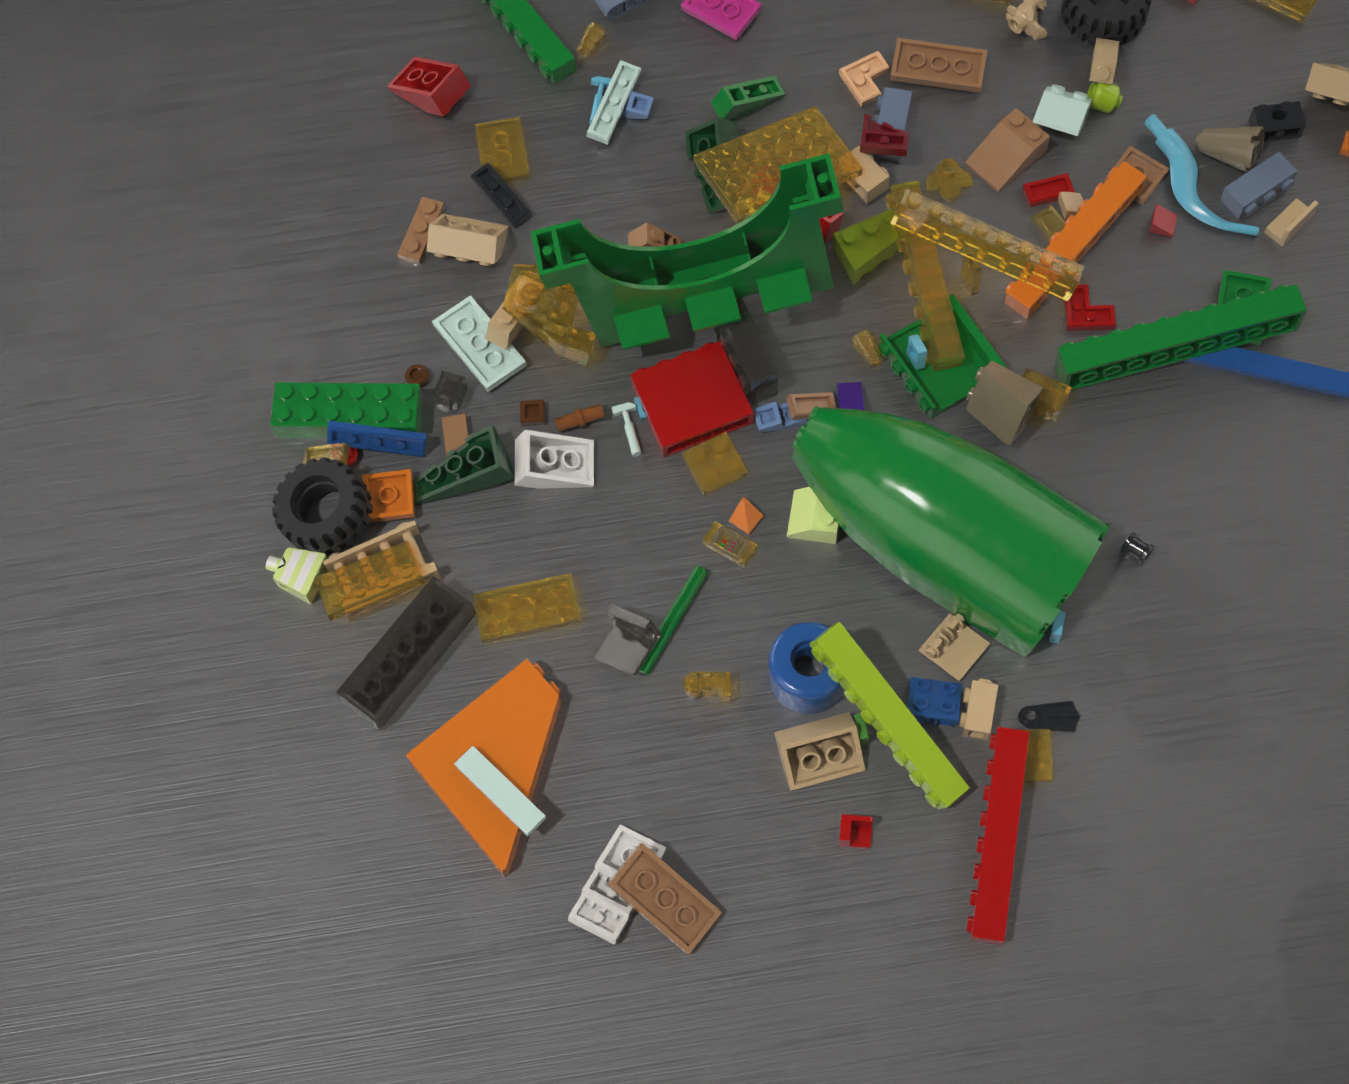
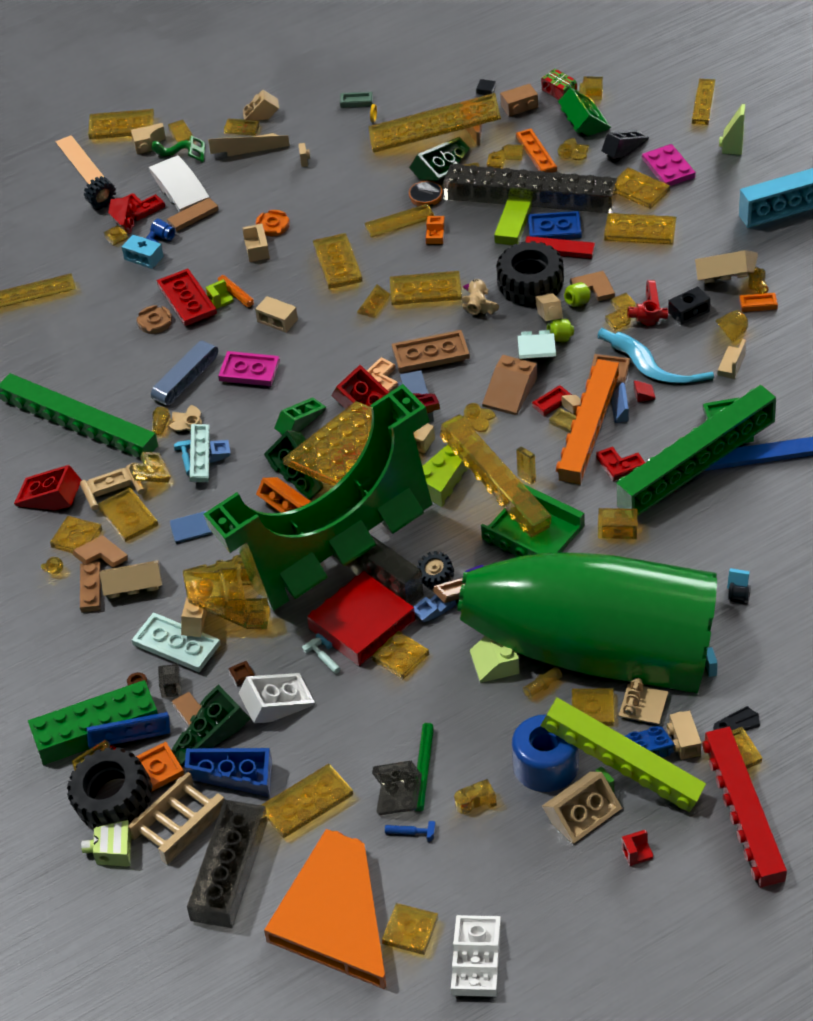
camera: 25 degrees left, 20 degrees down
(369, 580) = (173, 824): clear yellow plate -> none
(392, 188) = (53, 566): none -> clear yellow piece
(435, 157) = (75, 533): none -> clear yellow plate
(449, 185) = (100, 548): none -> medium nougat tile
(468, 537) = (232, 768): none -> blue wedge
(499, 102) = (108, 483): none -> tan plate
(500, 791) = (353, 922): light aqua tile -> none
(501, 195) = (142, 541): black tile -> none
(553, 105) = (151, 469): none -> clear yellow plate
(561, 197) = (189, 527): none -> medium blue slope
(566, 819) = (410, 928): none -> clear yellow plate
(579, 417) = (281, 661): dark orange pin -> none
(619, 48) = (183, 421): none -> tan plate
(624, 695) = (412, 830): none -> blue piece
(664, 898) = (519, 945): medium nougat plate -> none
(679, 206) = (280, 495): none -> orange brick
(729, 544) = (440, 701): clear yellow tile -> none
(745, 516) = (442, 679): orange slope -> none
(803, 370) = (435, 569): none -> black wheel
(834, 96) = (359, 387): none -> red slope
(853, 569) = (542, 682): none -> clear yellow pin
(867, 347) = (474, 539): clear yellow cone -> none
(895, 625) = (595, 703): none -> clear yellow tile
(916, 351) = (513, 527): medium azure tile -> none
(987, 244) = (530, 436): clear yellow brick -> none
(1002, 401) = (592, 532): dark tan slope -> none
(1125, 229) = (620, 404): none -> medium blue slope
(1145, 529) = (738, 577): none -> medium azure tile
(1149, 53) = (577, 294): none -> lime head
(1180, 41) = (598, 283): none -> medium nougat tile
(1189, 105) = (619, 318): none -> clear yellow tile
(1225, 111) = (649, 311): none -> red piece
(1232, 145) = (668, 328): dark tan cone -> none
(1259, 185) = (698, 346): sand blue brick -> none
(1316, 171) = (733, 324): none -> clear yellow hair

